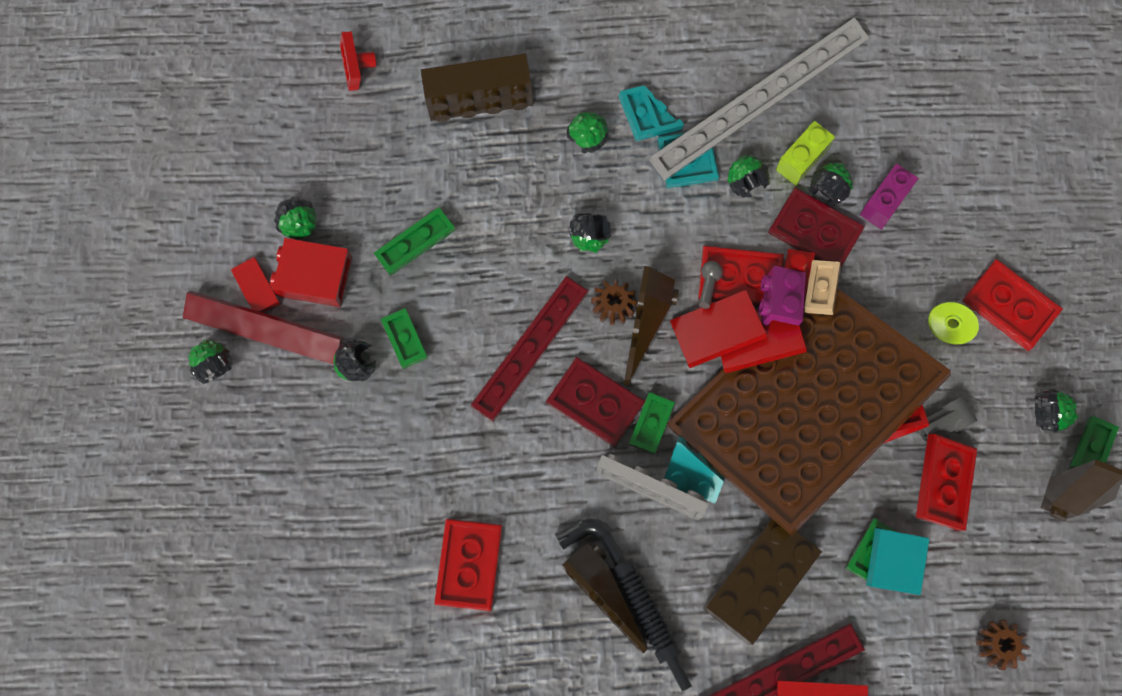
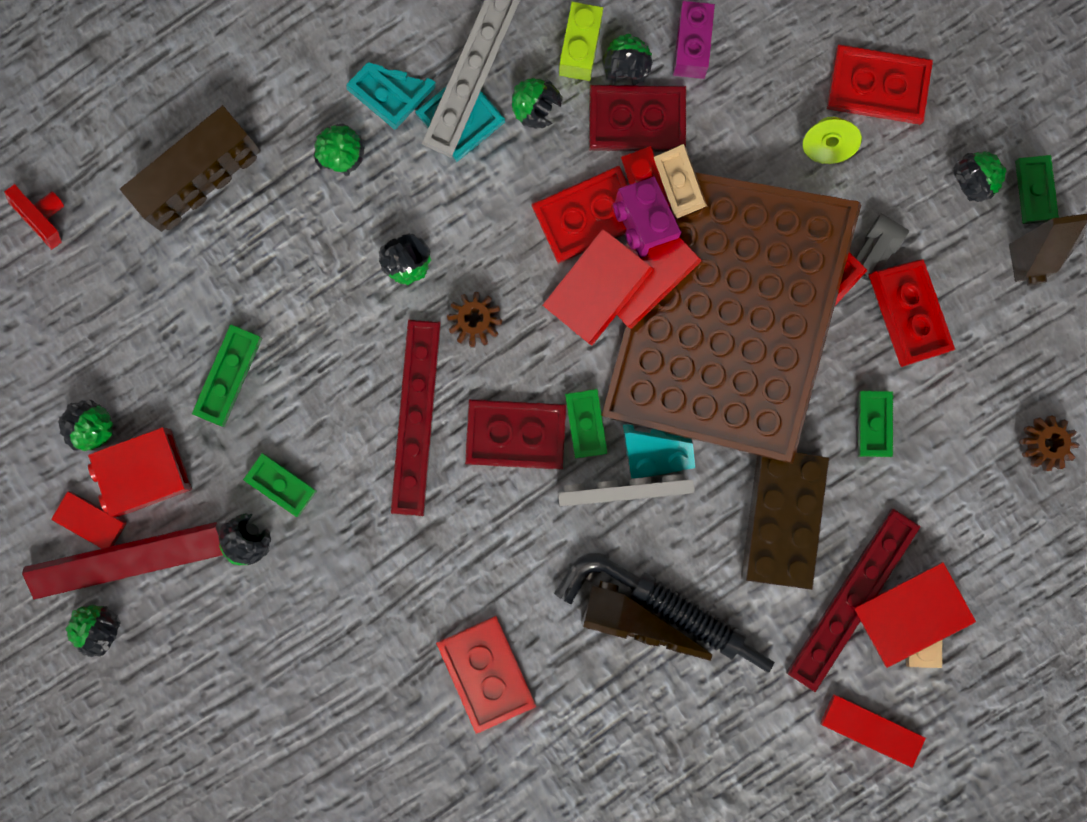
camera: 30 degrees left, 10 degrees up
(653, 307) = (517, 301): dark brown wedge -> none
(711, 272) = (557, 229): dark grey bar -> none
(897, 561) = (906, 421): teal tile -> none

